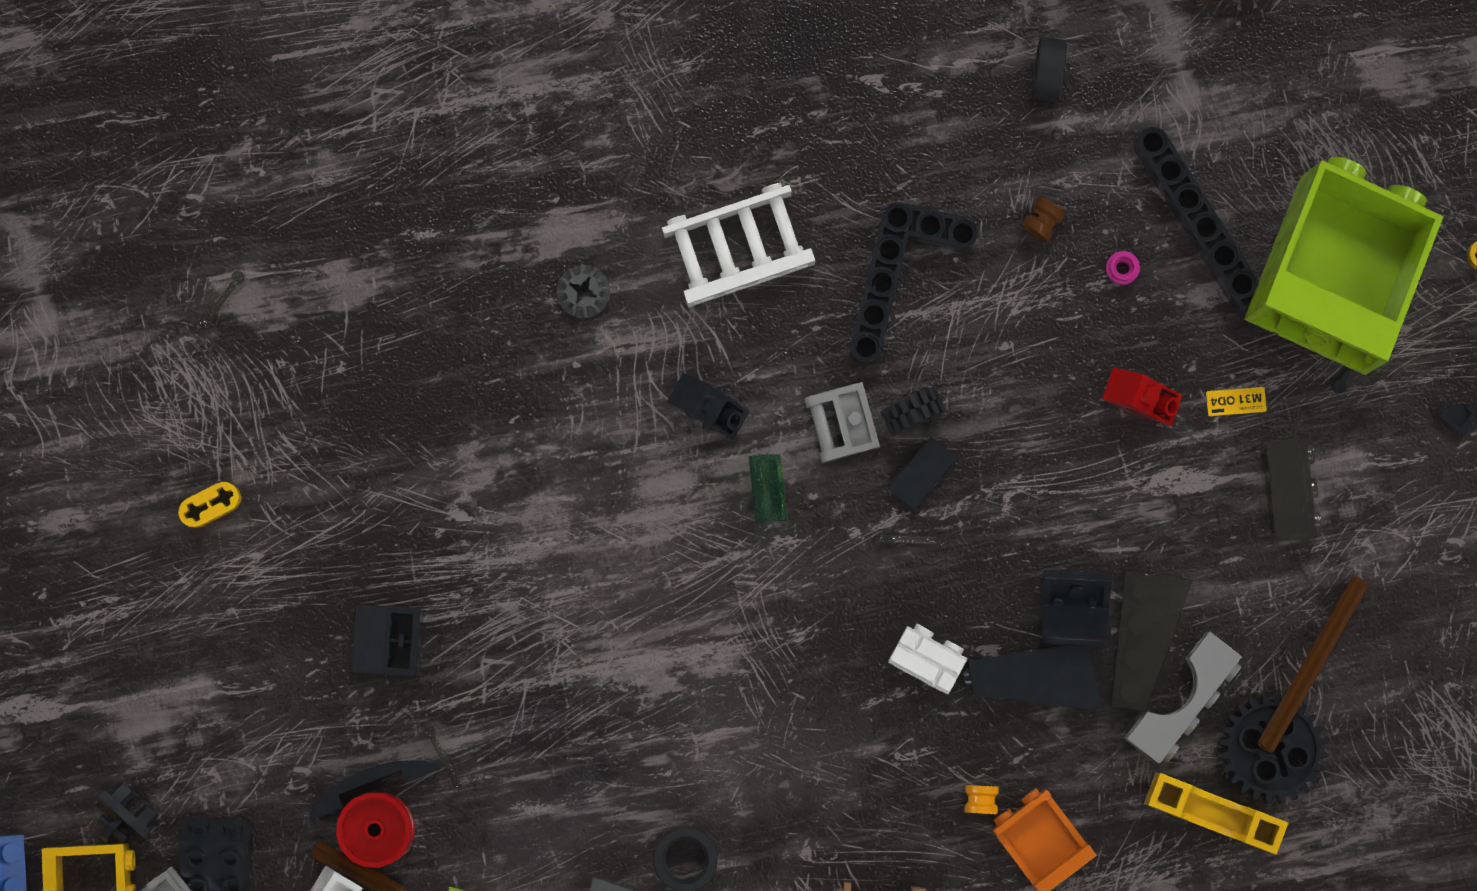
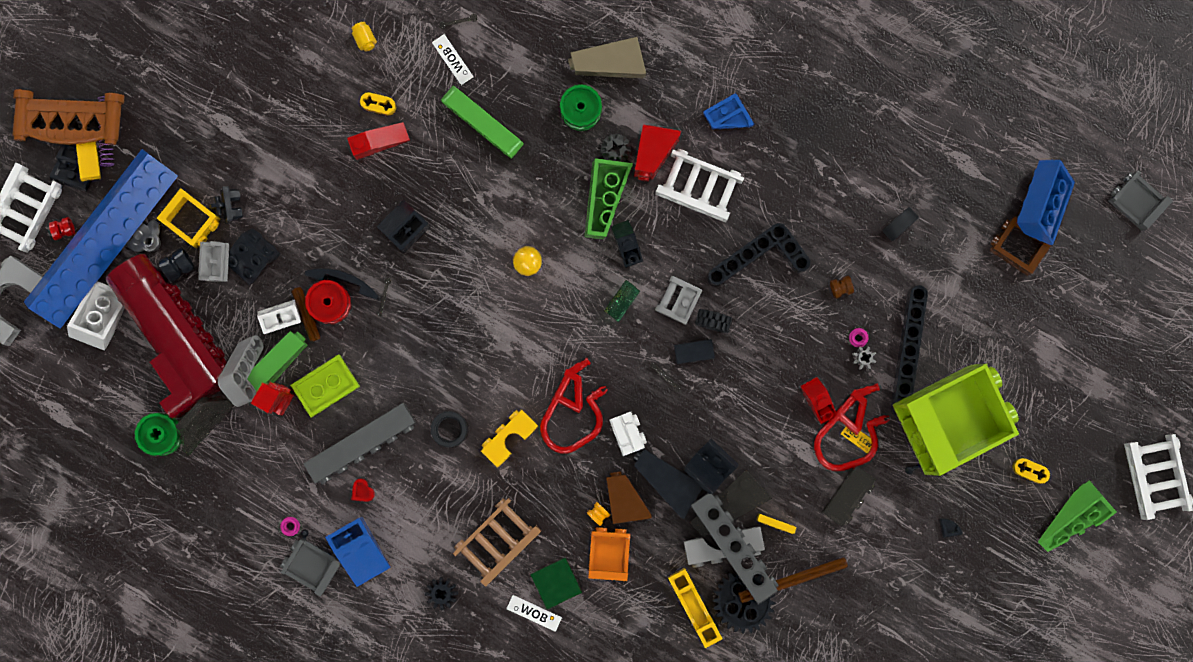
camera: 40 degrees right, 0 degrees up
(111, 430) = (363, 36): none -> yellow brick
(252, 553) = (377, 140): none -> slope
(258, 358) = (452, 59): none -> white sticker
(372, 409) = (482, 122): none -> bright green beam
(475, 176) = (610, 60): none -> dark tan slope
(476, 261) = (584, 97): none -> green wheel
(594, 543) = (527, 260): none -> yellow hair
(619, 361) = (604, 195): none -> bright green wedge
(636, 251) = (654, 149): none -> red slope
(694, 117) = (728, 114): none -> blue wing
(770, 831) = (495, 448): none -> yellow arch
(828, 681) = (576, 406): none -> red piece
(1001, 751) = (624, 500): none -> reddish brown slope
(1114, 675) = (702, 509): none -> dark grey brick
(1144, 290) = (862, 363): none -> light grey gear
(1222, 391) = (856, 395): none -> red piece
(1226, 609) = (775, 523): none -> yellow tile

